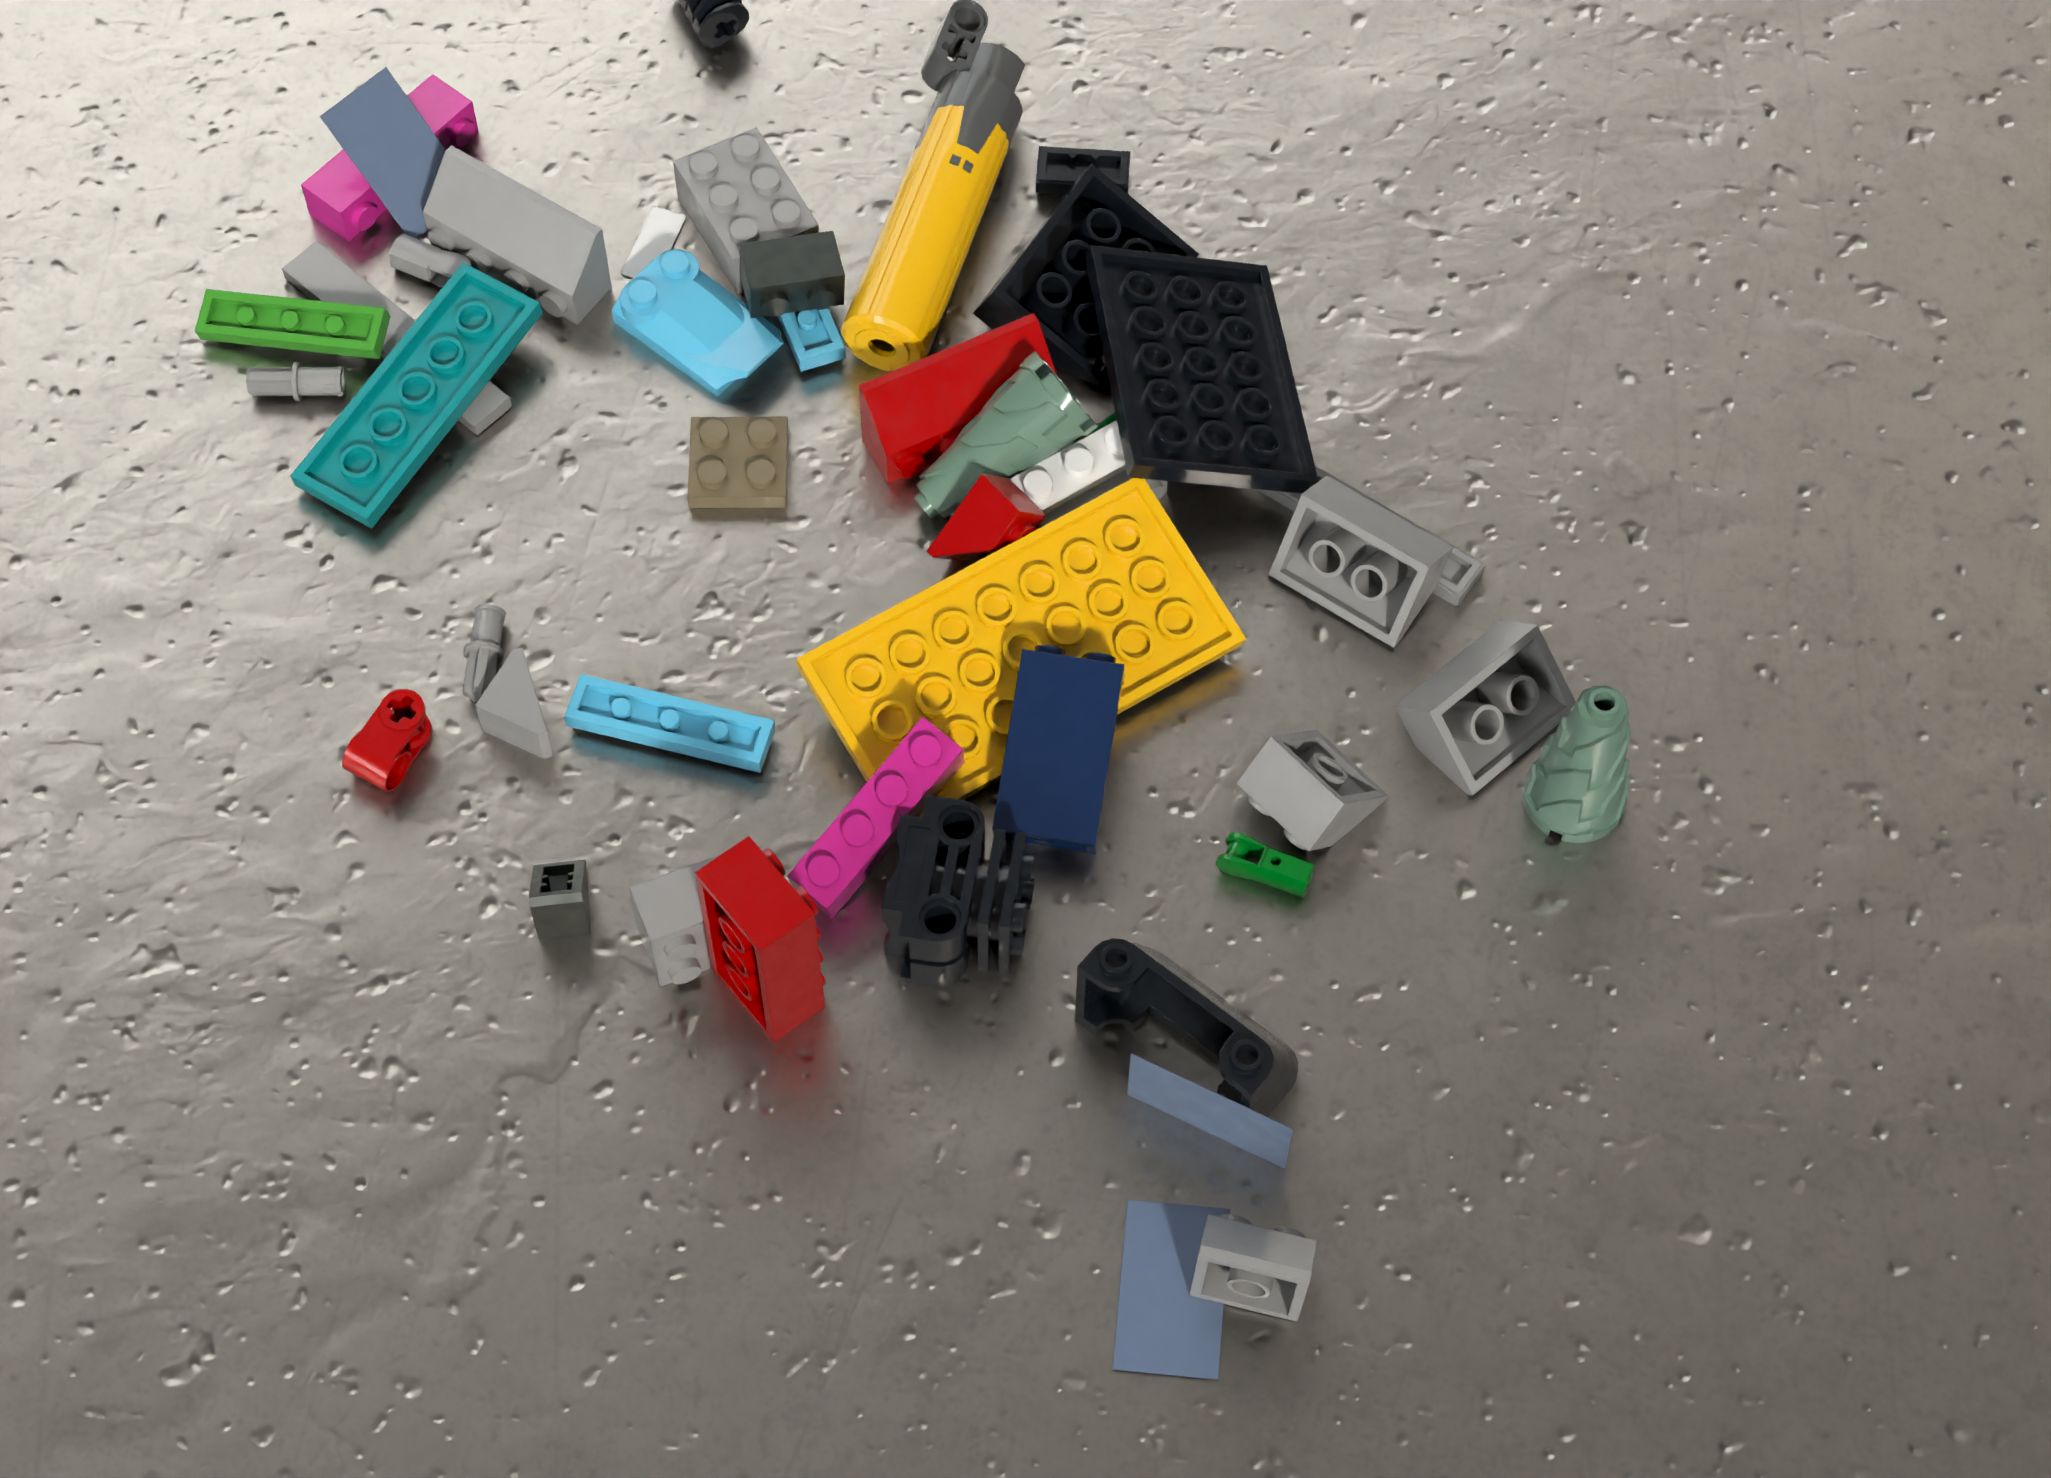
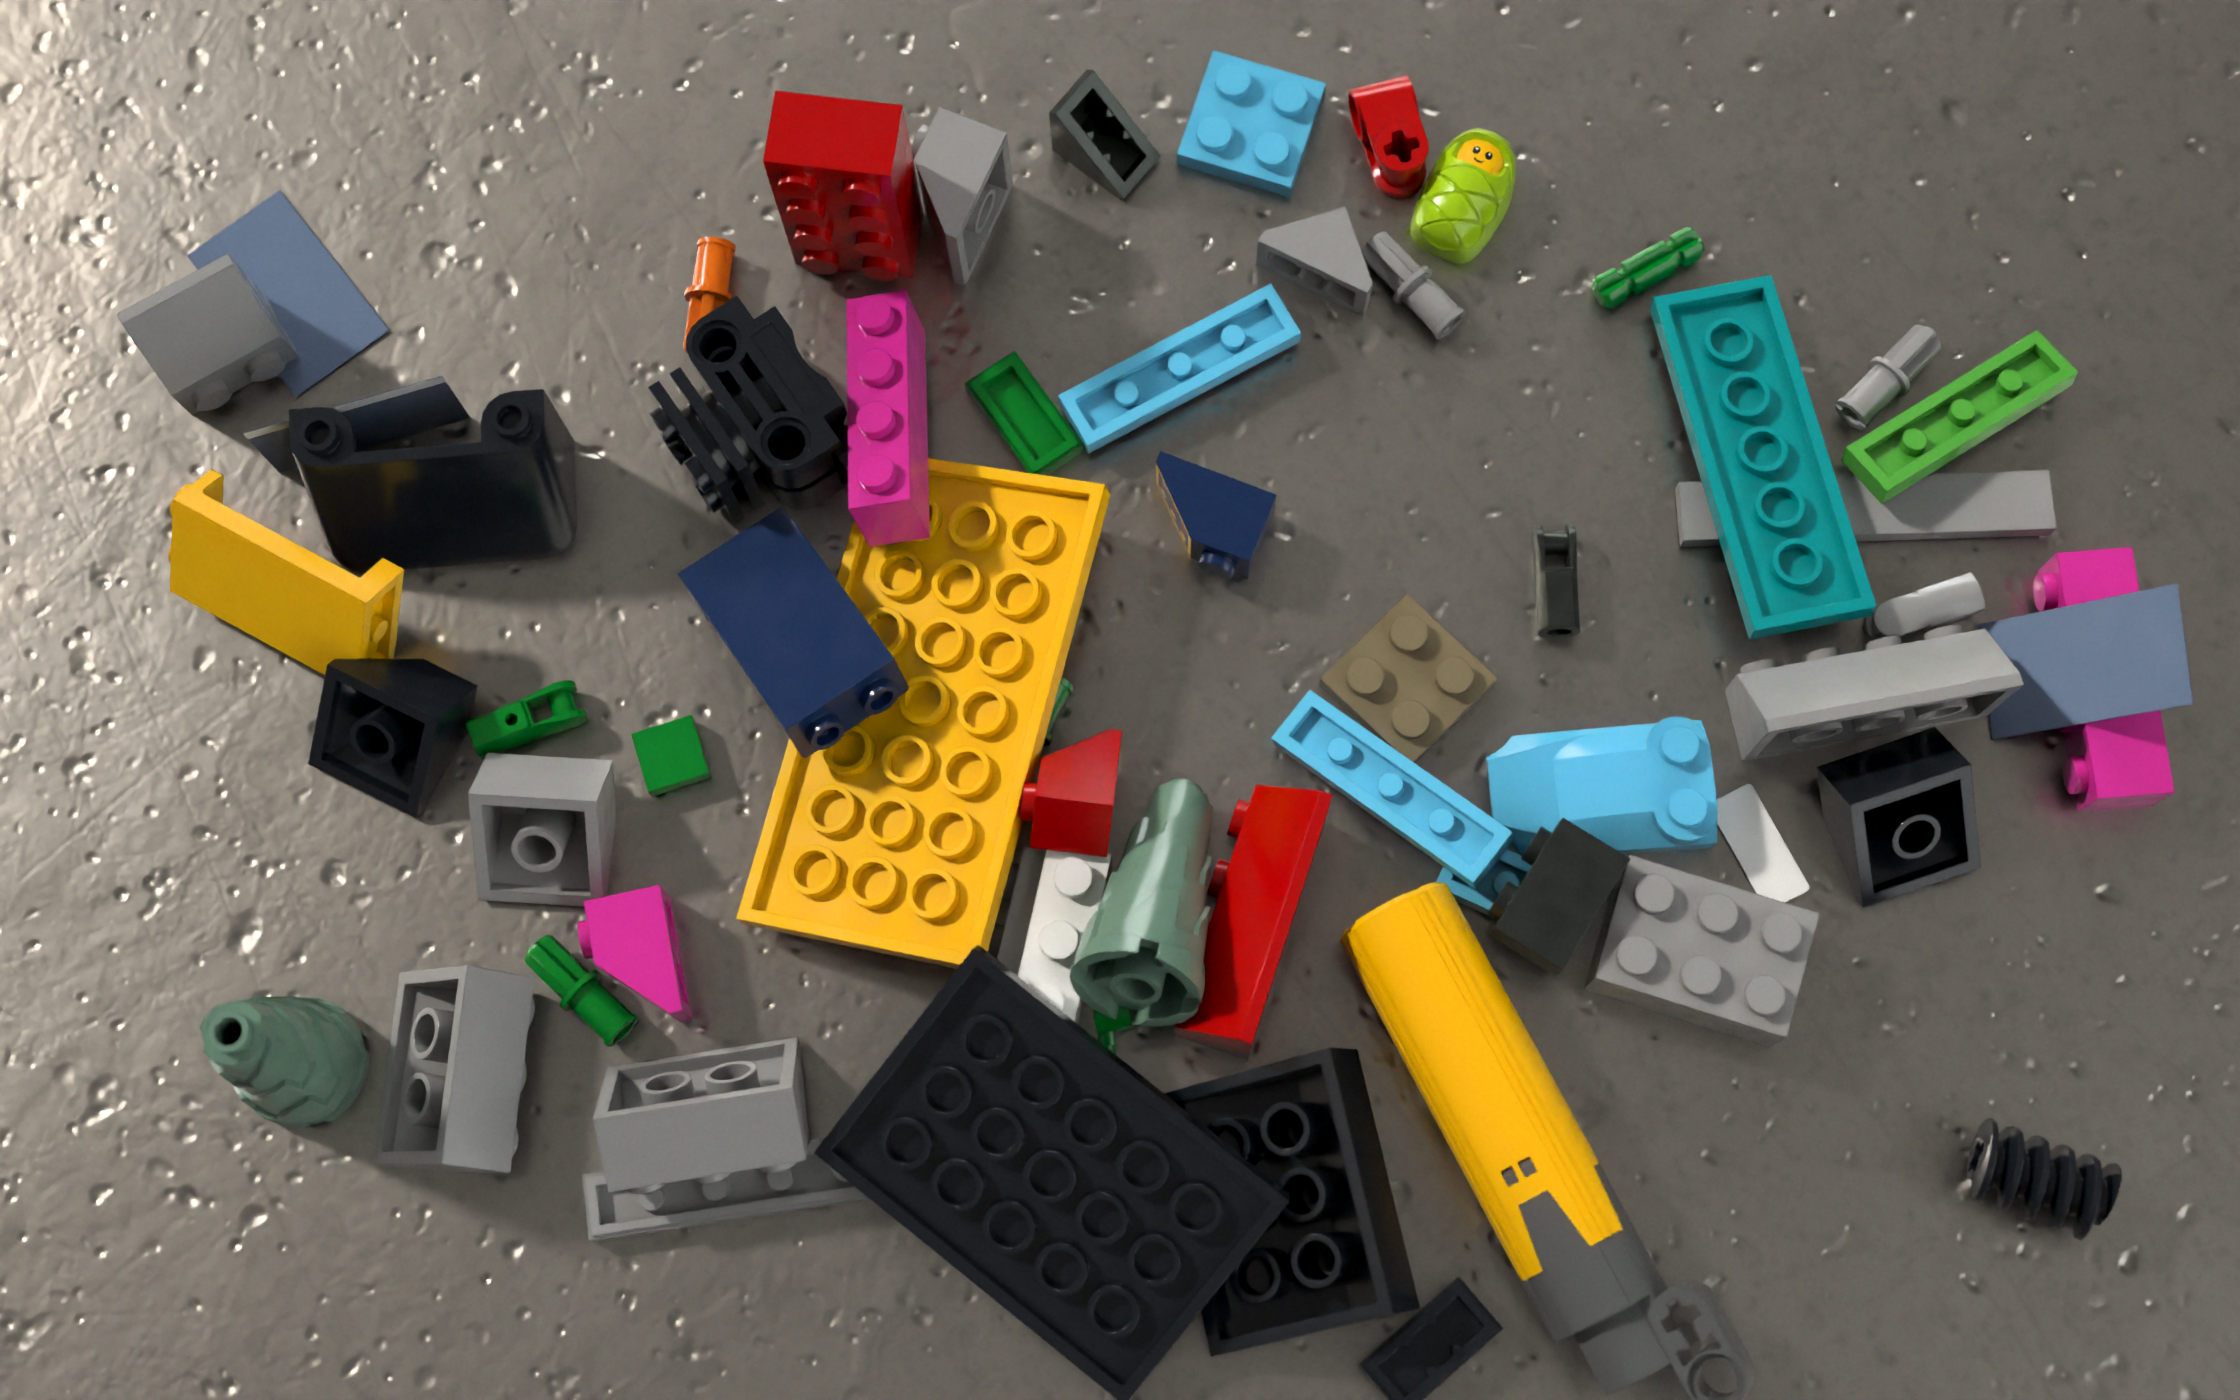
camera: 140 degrees right, 15 degrees up
(345, 548) = (1647, 267): none -> green axle
(387, 665) = (1465, 196): none -> lime piece
(458, 832) = (1251, 123): none -> medium azure plate
(574, 181) = (1901, 815): none -> black slope
(603, 436) = (1556, 586): none -> pearl dark grey bar
(745, 620) = (1215, 515): none -> dark blue slope
(788, 784) = (1024, 416): none -> green tile
(814, 404) = (1393, 789): none -> medium azure plate
(902, 1021) = (709, 280): none -> orange axle
(1196, 774) = (671, 755): none -> green tile
(1316, 679) = (638, 945): none -> dark pink slope
(1351, 914) = (391, 727): none -> black slope
(1372, 690) = (580, 990): none -> green axle
(1380, 1098) = (278, 586): none -> yellow panel

